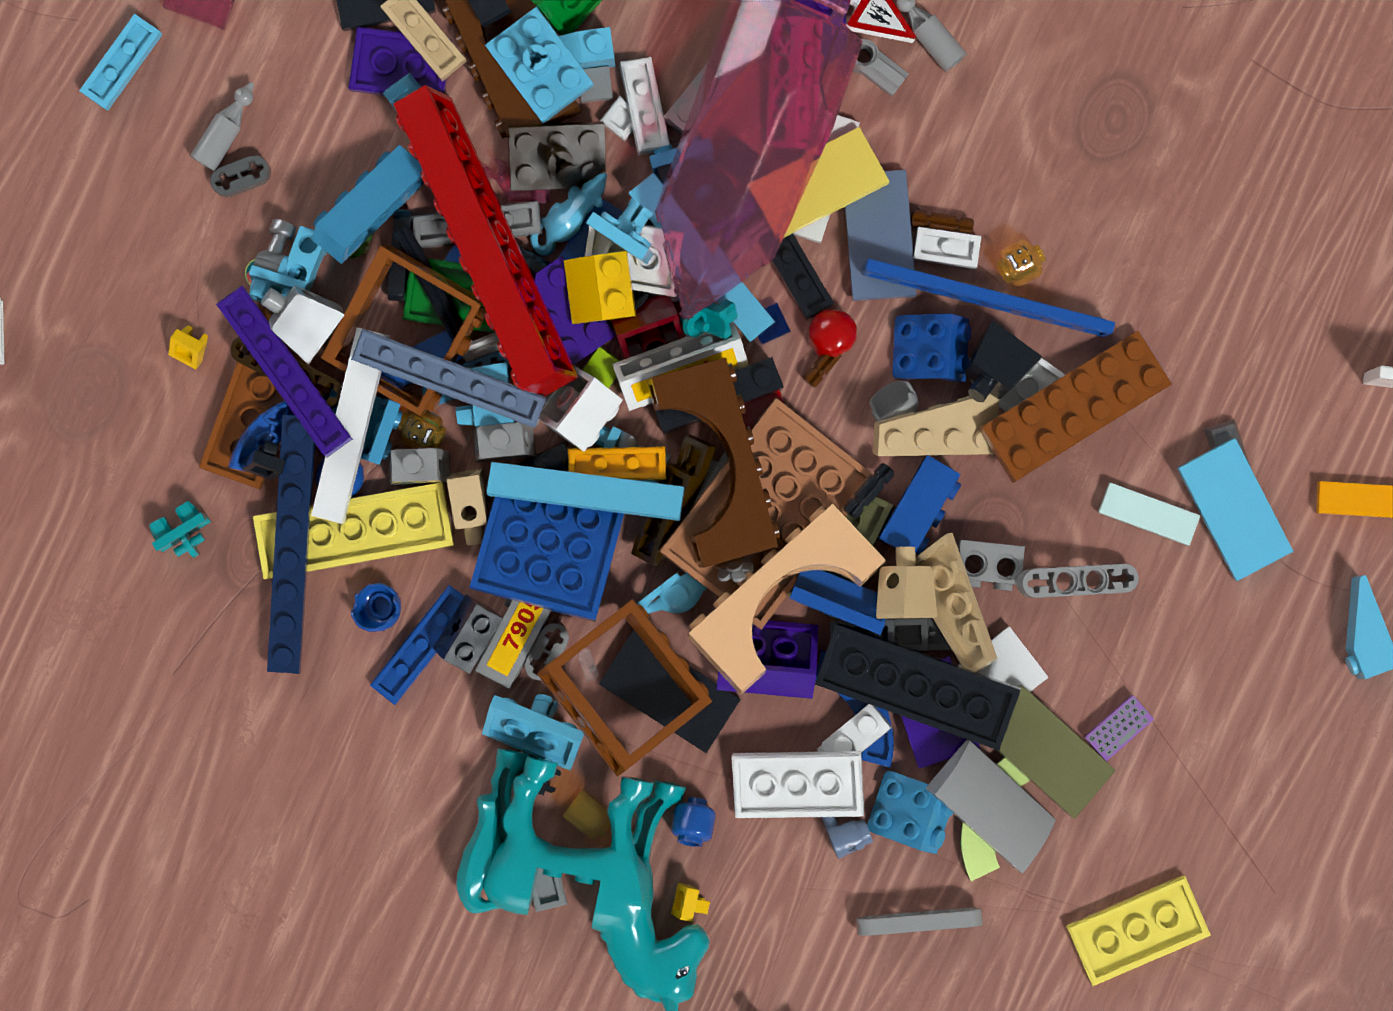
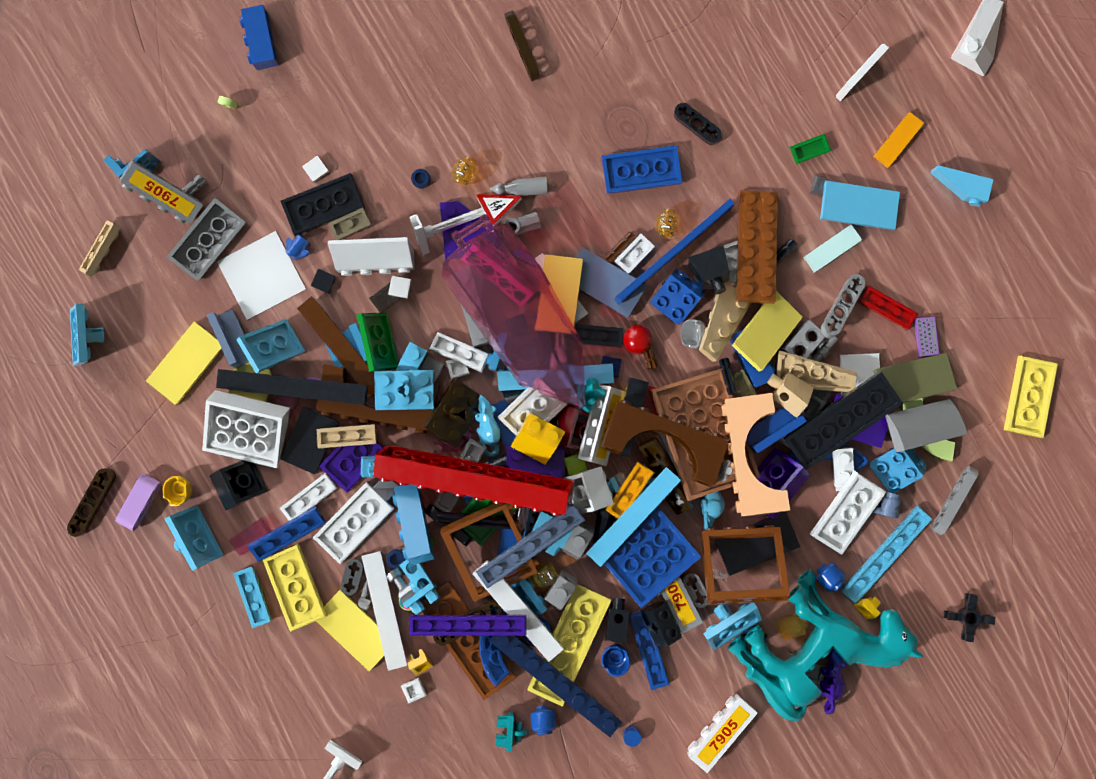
camera: 60 degrees left, 0 degrees up
(146, 366) = (414, 690): none -> white tile
(171, 230) = (353, 629): none -> light yellow tile
(172, 109) = (294, 587): none -> light yellow tile
(216, 214) = (363, 602): none -> light grey hand
(222, 130) = (323, 569): light grey wheel -> none
(225, 250) = (384, 611): none -> white tile
(227, 567) = (543, 720): none -> blue head
(236, 47) = (286, 534): none -> blue tile
(263, 461) = (506, 666): black tile -> none
(289, 702) = (632, 736): none -> blue piece
(302, 319) = (448, 597): torso -> none
(303, 215) = (395, 558): none -> dark blue tile
(305, 43) = (309, 497): none -> white tile
(313, 127) = (353, 523): none -> white tile
(378, 819) = (721, 733): none -> brick
(388, 136) = (385, 489): none -> light grey slope
(416, 581) = (617, 631): none -> black torso
(468, 489) = (590, 575): tan torso -> none
(551, 928) = (834, 684): none -> dark purple animal
(626, 229) = (521, 406): medium azure plate -> none
(779, 879) = (886, 554): none -> medium azure tile
(967, 500) = (767, 332): none -> light yellow tile
(997, 599) = (823, 351): none -> light grey bar
(1069, 176) = (641, 169): none -> blue plate
(1096, 450) = (785, 250): none -> black axle
(1121, 647) = (887, 307): none -> red tile
(1182, 185) = (683, 120): none -> black beam
(1265, 387) = (810, 149): none -> green tile

